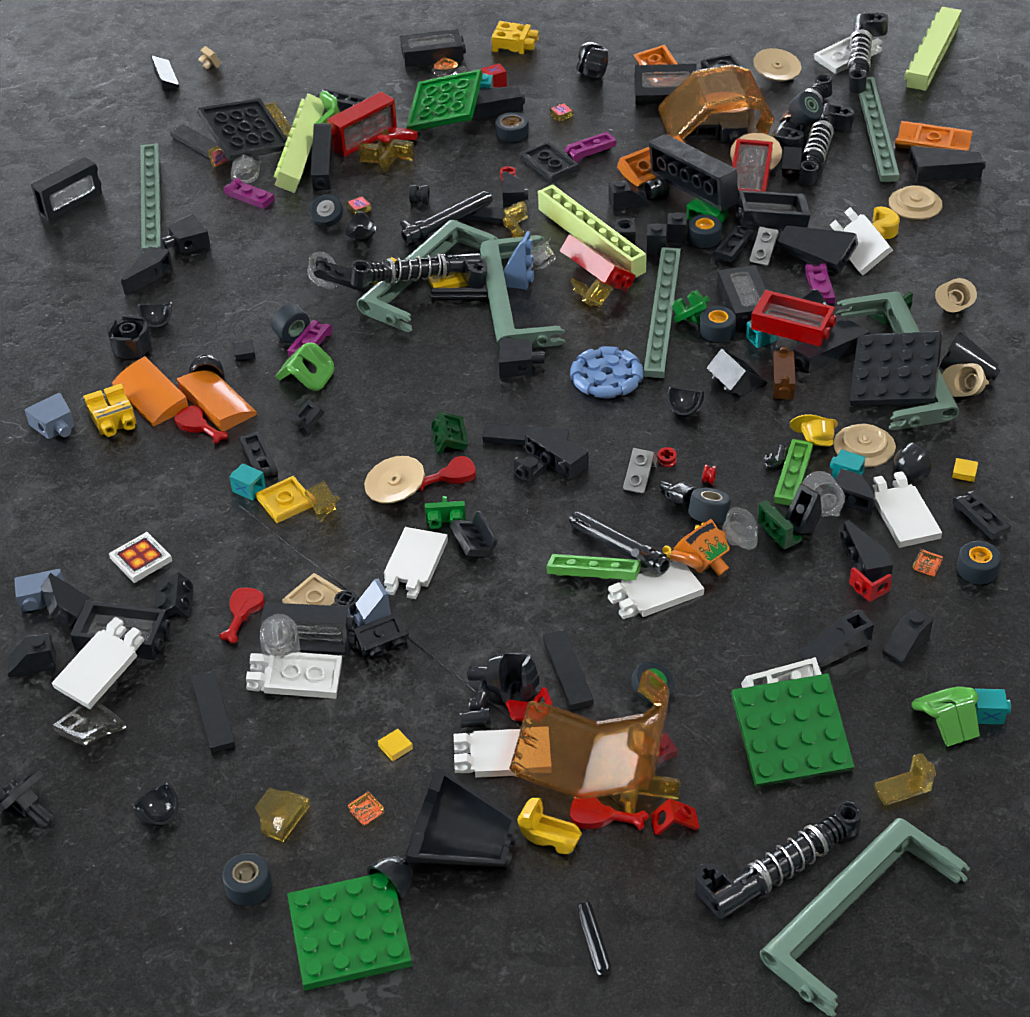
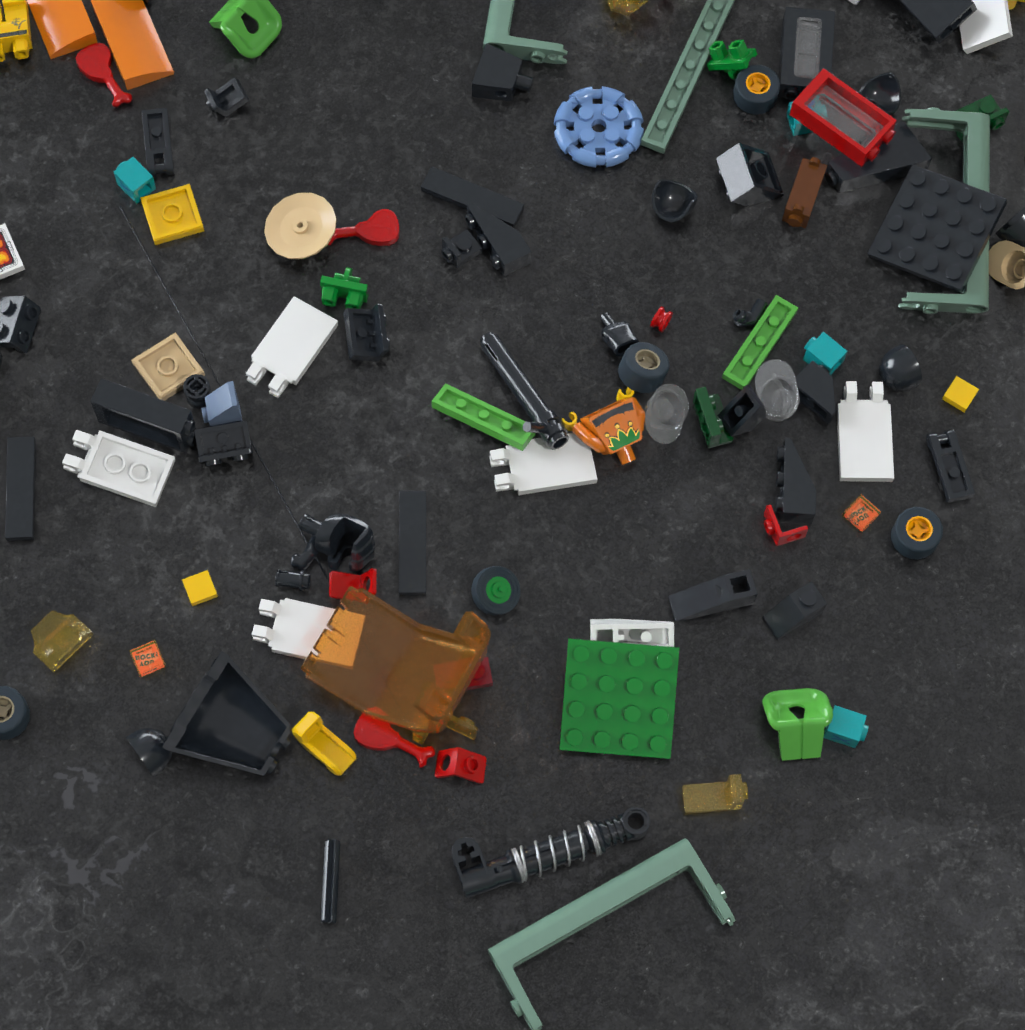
camera: 10 degrees right, 25 degrees up
(242, 604) = (88, 351): red piece -> none
(280, 642) = (106, 431): clear piece -> none
(322, 498) = (212, 229): clear yellow bracket -> none
(348, 930) = (89, 799): green plate -> none
(449, 432) = (385, 170): dark green bracket -> none
(639, 470) = (583, 290): light grey bracket -> none
(671, 453) = (624, 268): red bush -> none
(815, 429) = (807, 295): yellow piece -> none
(820, 281) = (908, 55): magenta plate -> none
(866, 441) = (860, 322): tan piece -> none

